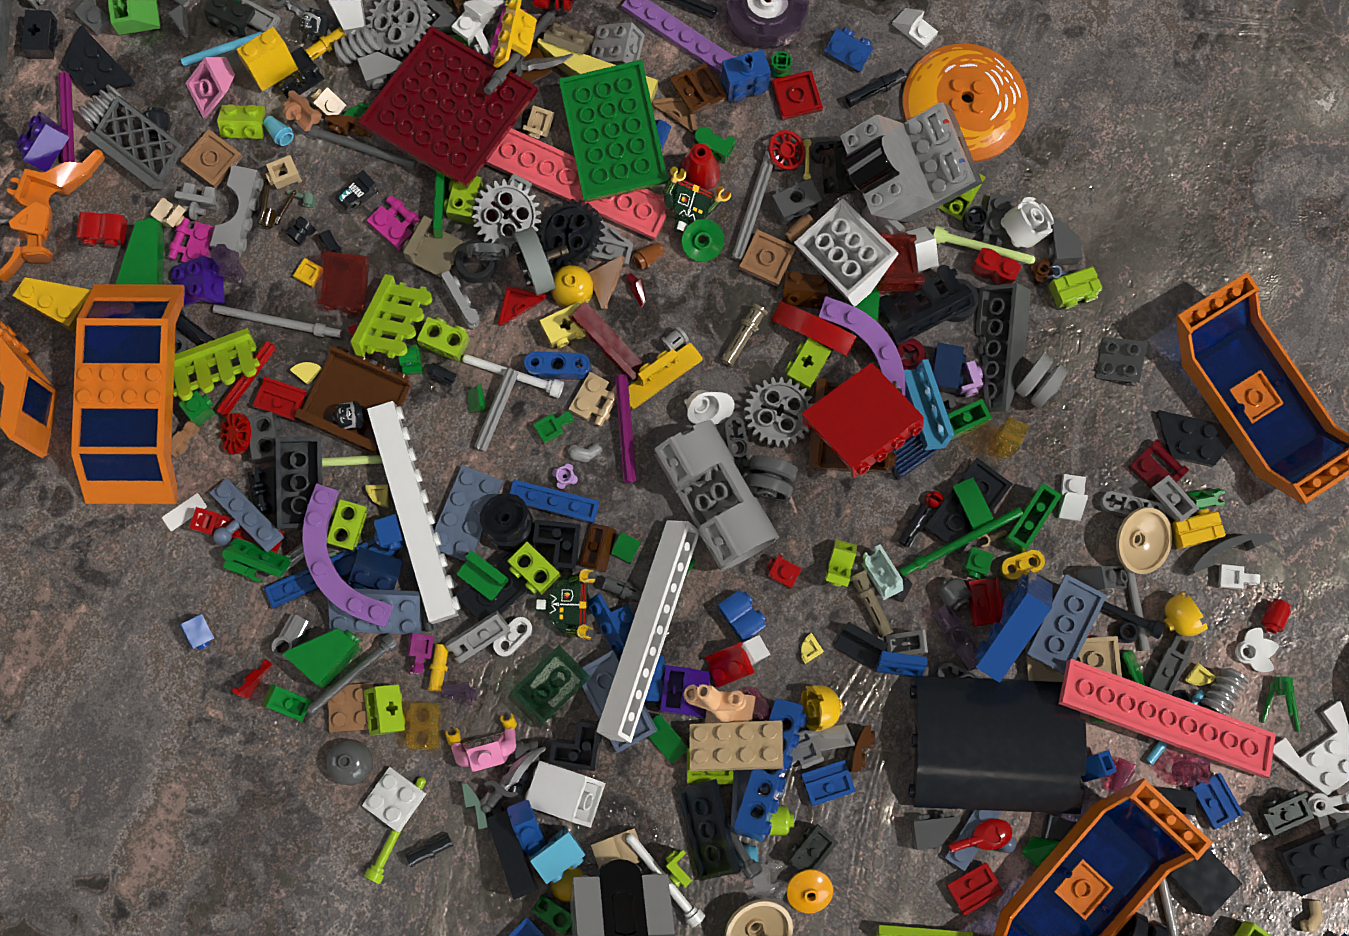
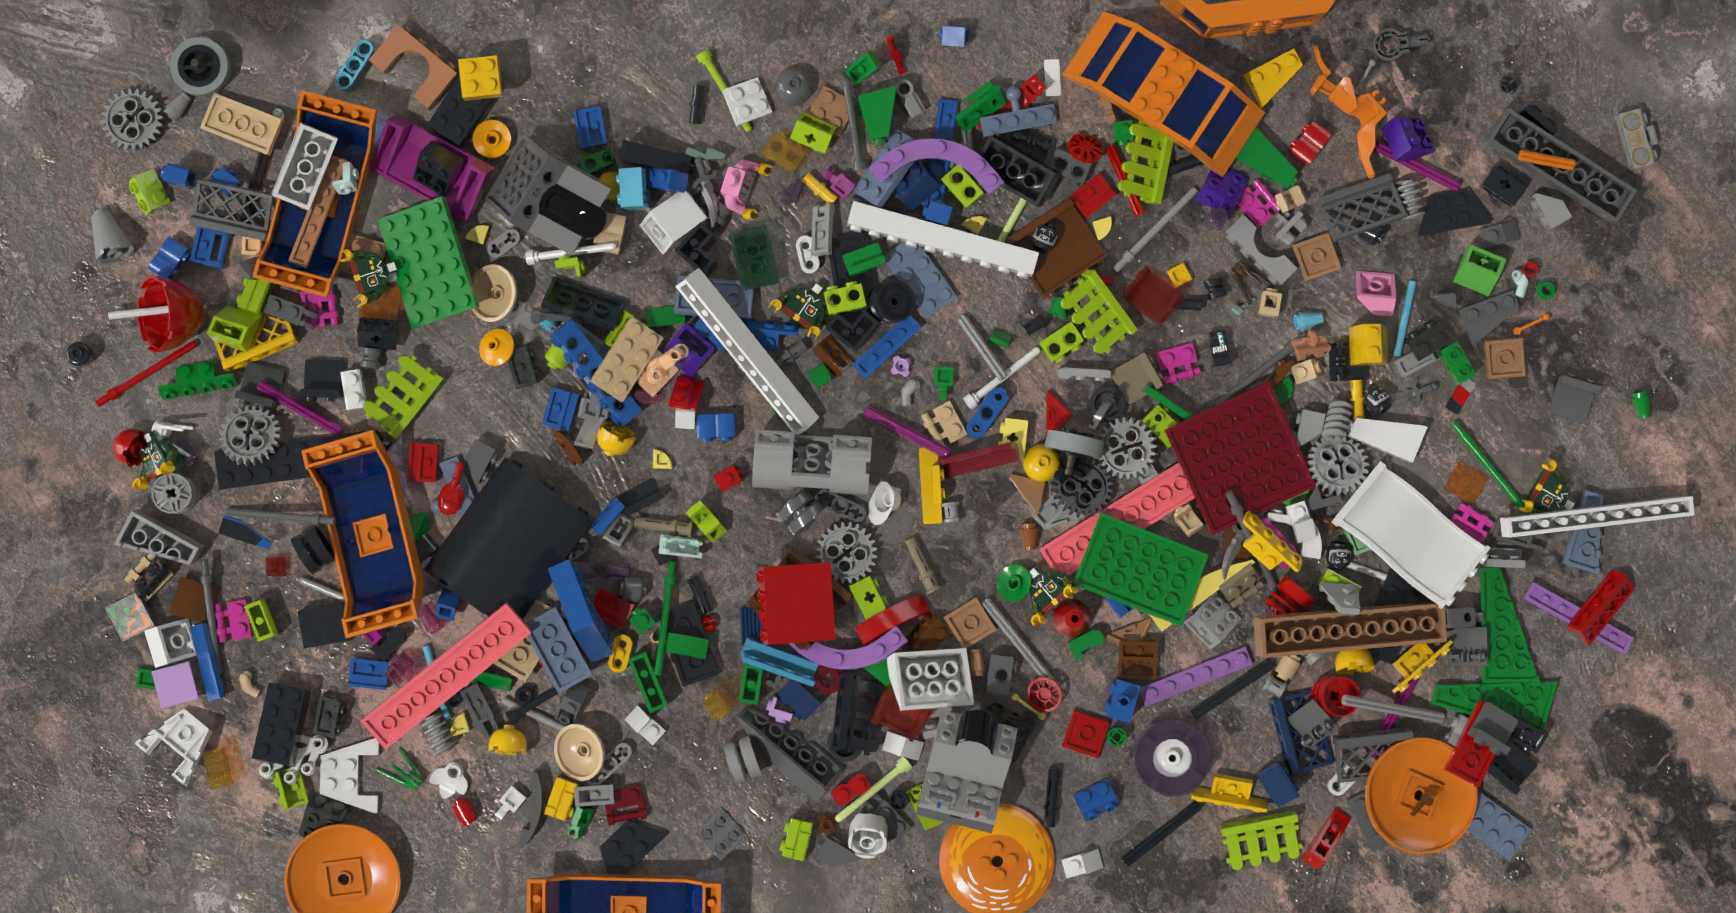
camera: 125 degrees right, 10 degrees up
(241, 121) = (1333, 297): lime bracket -> none
(637, 288) = (1009, 511): dark red bar -> none
(1057, 272) = (816, 832): sand blue hand -> none

